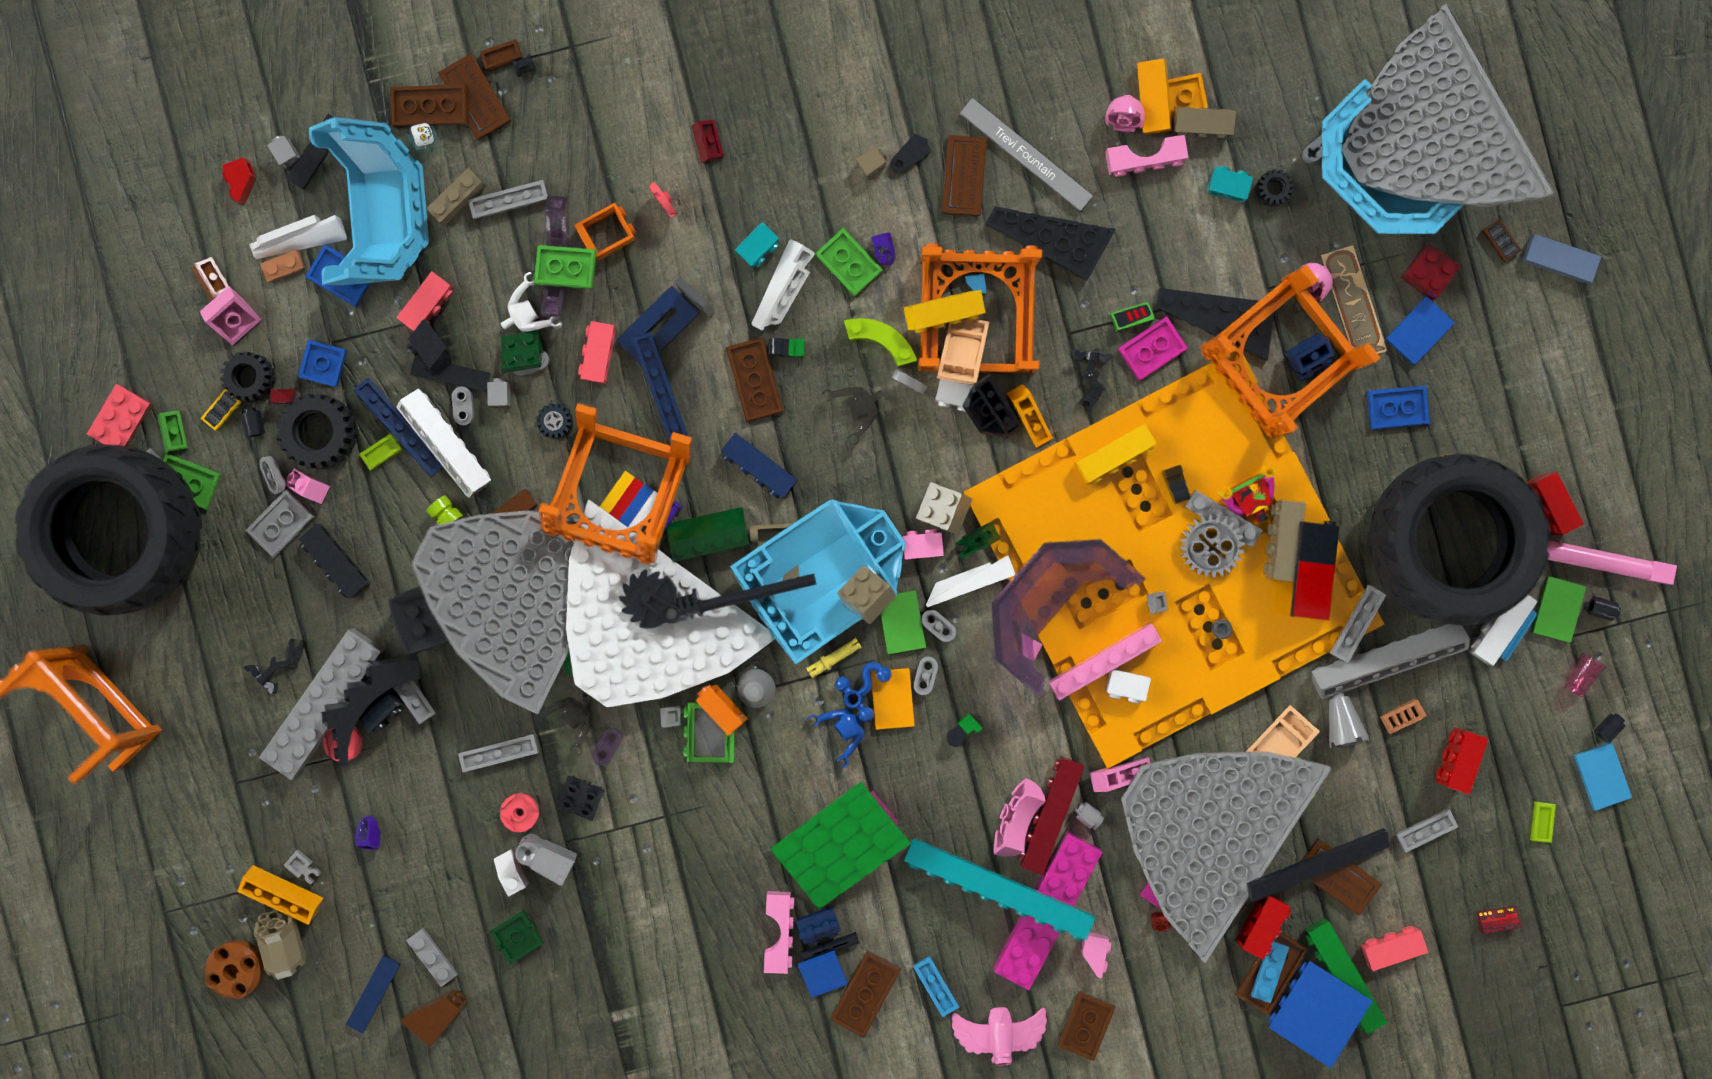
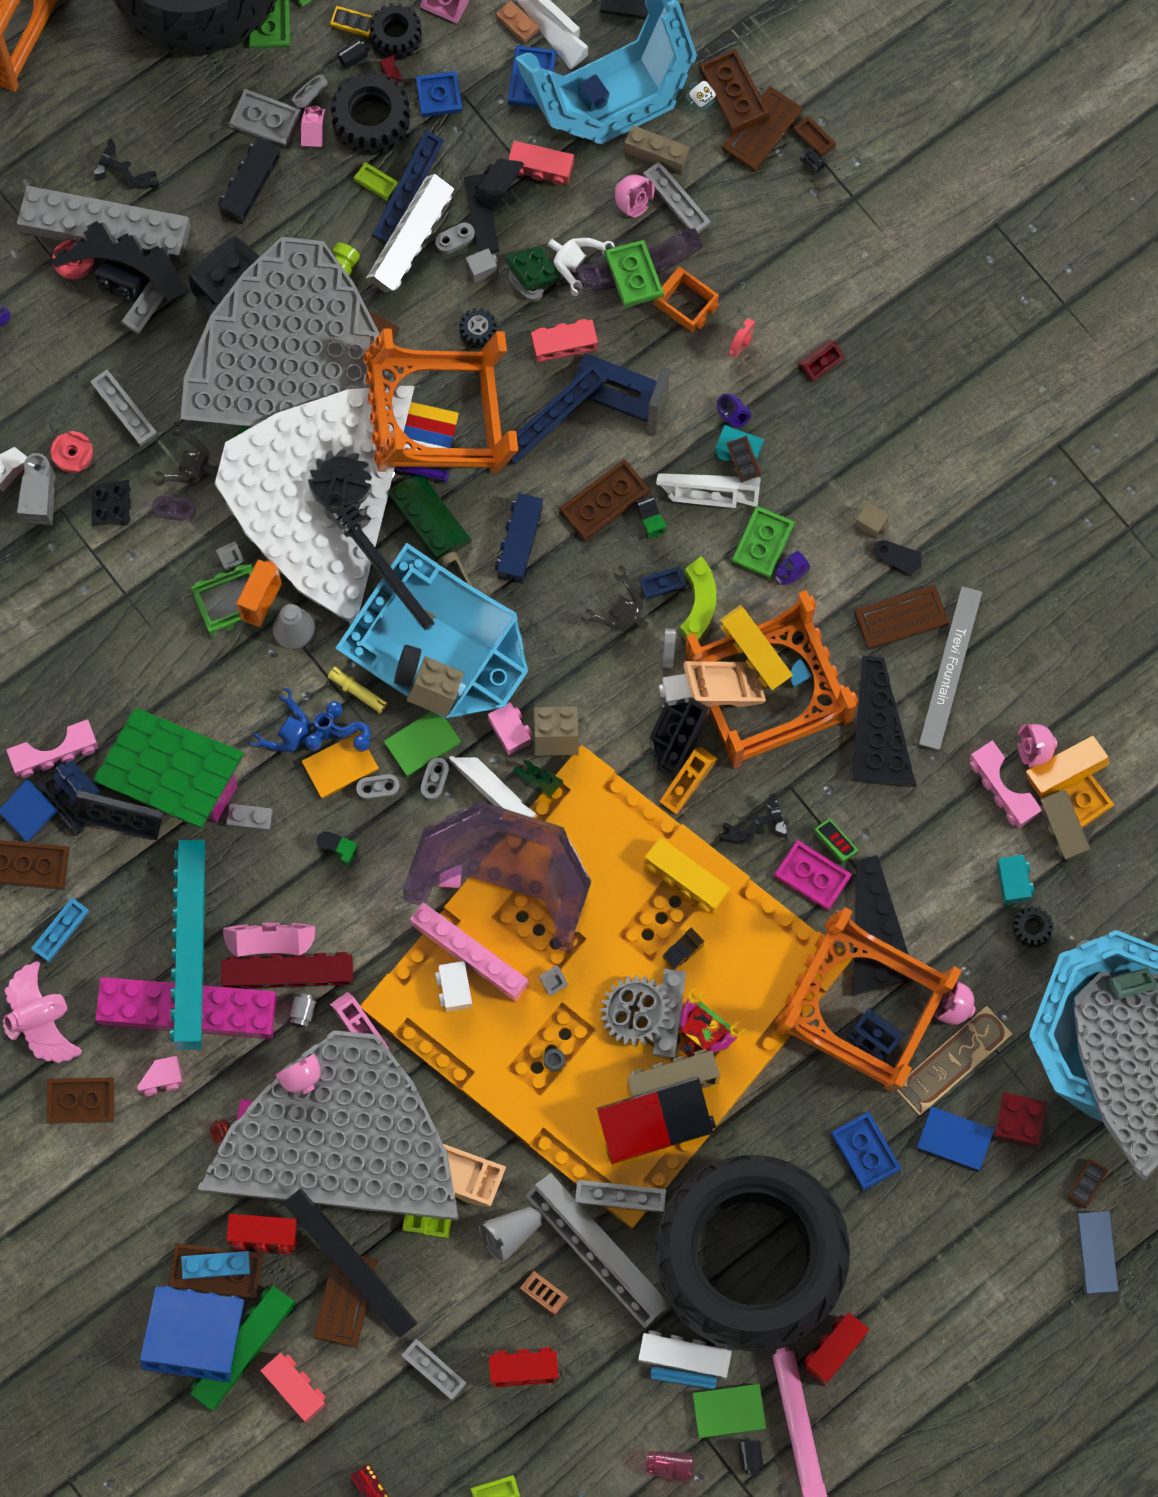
camera: 65 degrees right, 15 degrees down
(380, 229) = (593, 93): none -> dark blue brick
(489, 236) = (633, 194): none -> bright pink cylinder
(722, 236) = (733, 410): none -> dark purple rock
(773, 246) = (744, 458): none -> tile
(839, 610) = (407, 666): none -> black tyre
(849, 363) = (662, 583): none -> dark blue plate
(862, 903) = (117, 815): none -> black tile
(905, 791) = (249, 817): none -> light grey plate
(1152, 844) = (300, 1075): none -> bright pink cylinder
(1364, 129) = (1132, 983): none -> sand green tile

